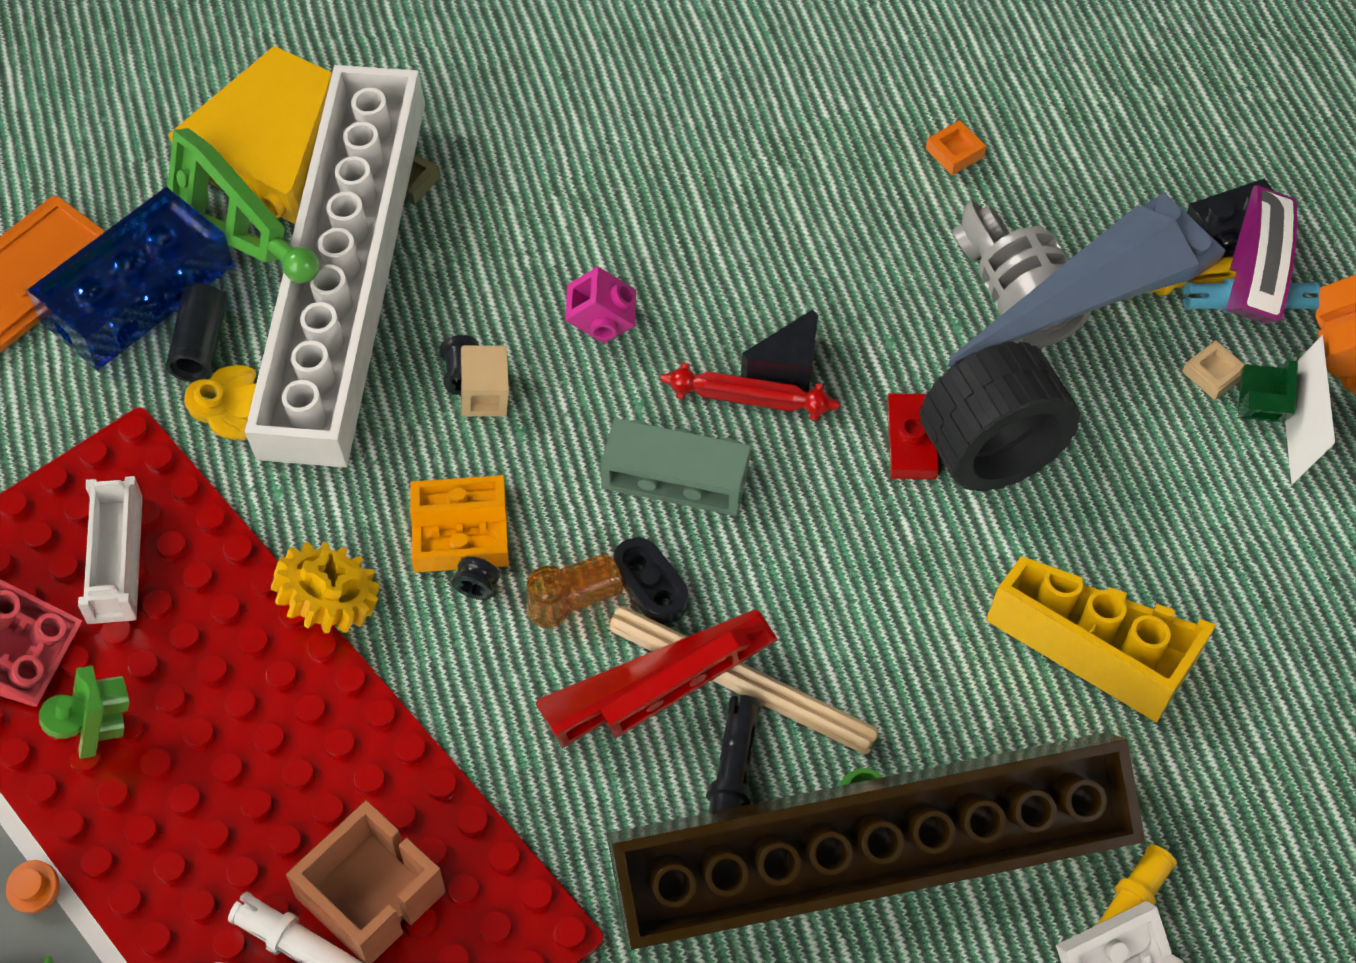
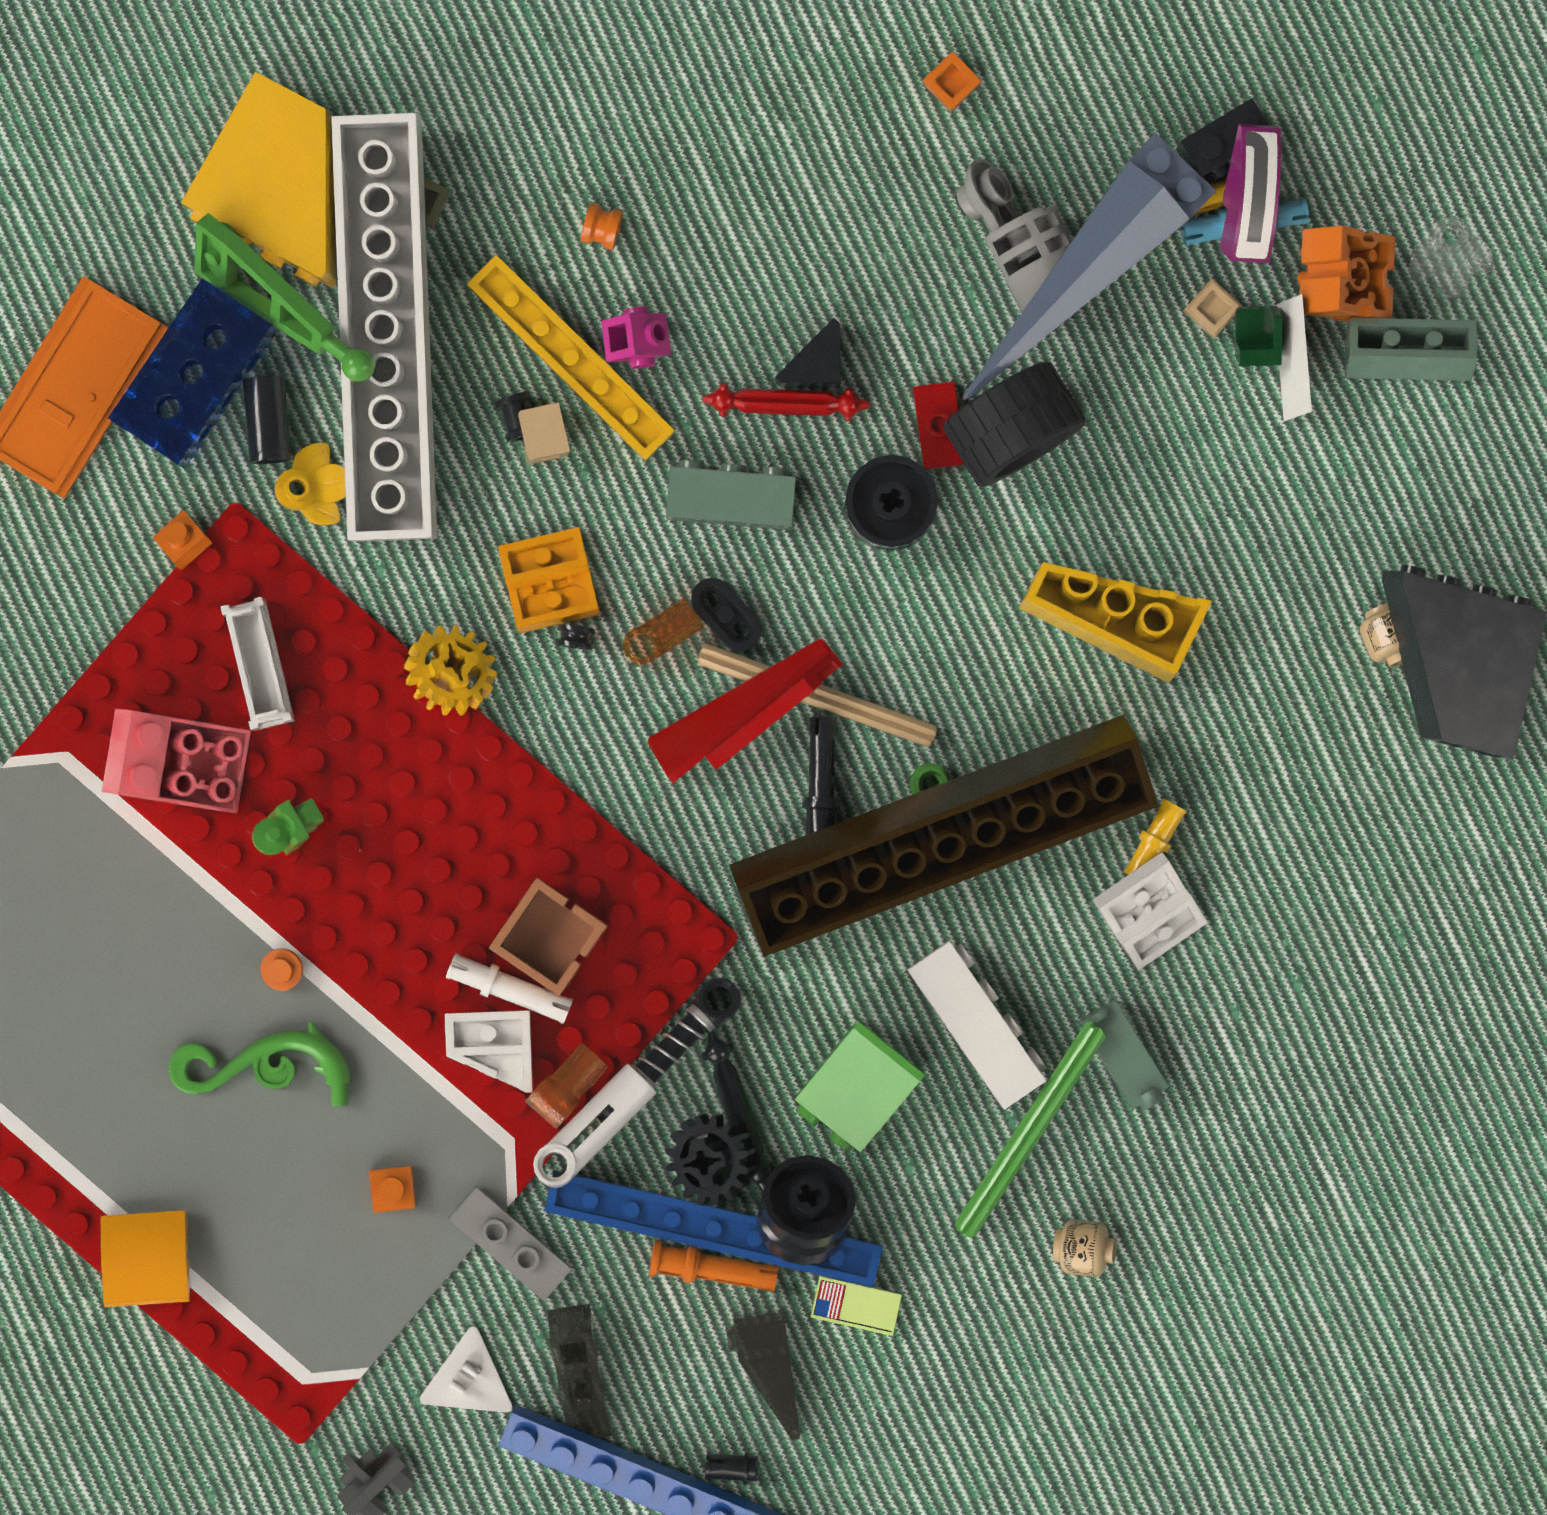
camera: 10 degrees left, 30 degrees up
(71, 428) = (182, 540): none -> orange plate
(531, 325) = (570, 358): none -> yellow plate
(585, 215) = (602, 226): none -> orange wheel
(852, 490) = (894, 478): none -> black wheel

